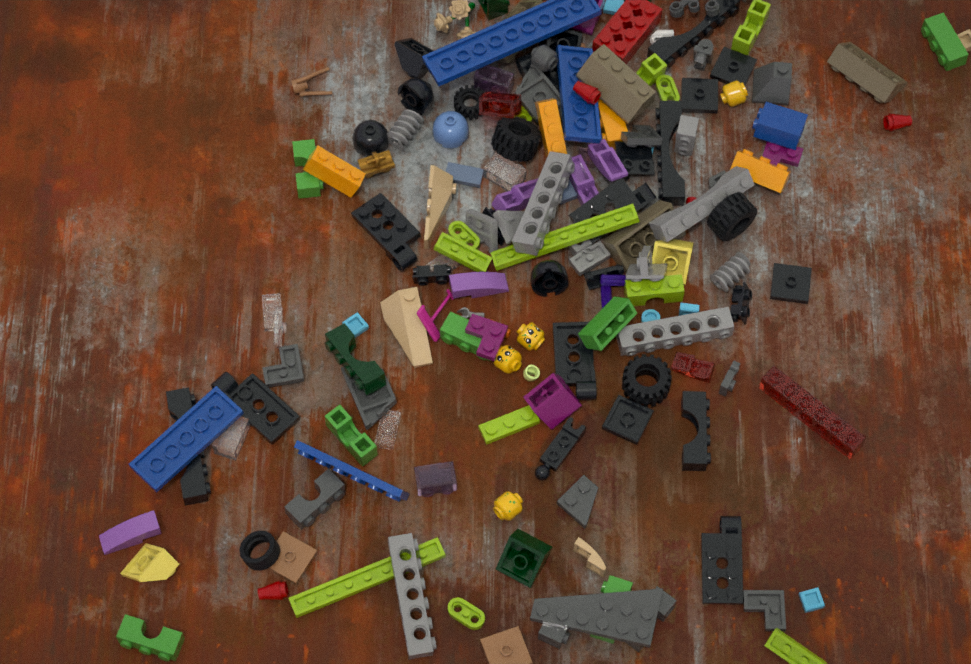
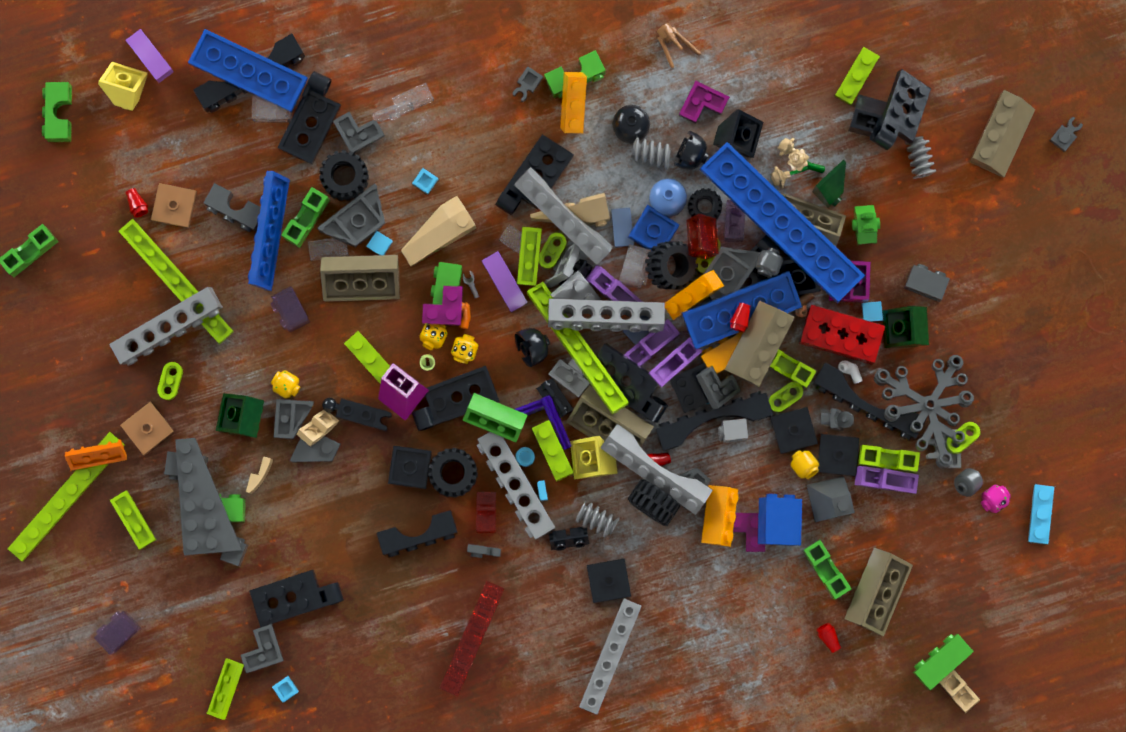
camera: 75 degrees right, 20 degrees up
(252, 541) = (167, 189): black tyre -> none
(298, 209) = (529, 82): none -> dark grey plate
(318, 376) = (344, 159): none -> black tyre
(366, 375) = (397, 176): dark green arch -> none
(370, 76) = (701, 97): none -> magenta plate
(376, 163) = (601, 139): pearl gold hips -> none
(400, 382) = (379, 243): none -> medium azure tile
(423, 276) = (500, 241): black hinge -> none
(428, 322) = (443, 249): dark pink piece -> none
(428, 406) = (360, 278): none -> dark tan slope
(431, 211) = (581, 234): none -> light grey arch
(474, 149) = (652, 228): none -> blue plate
(541, 512) = (290, 417): none -> dark grey wing
(561, 488) = (318, 427): none -> tan slope
(645, 269) = (566, 437): light grey bracket -> none
(767, 37) = (886, 479): none -> medium lavender slope
(850, 100) = (826, 570): none -> bright green arch
(863, 300) = (610, 656): none -> light grey brick

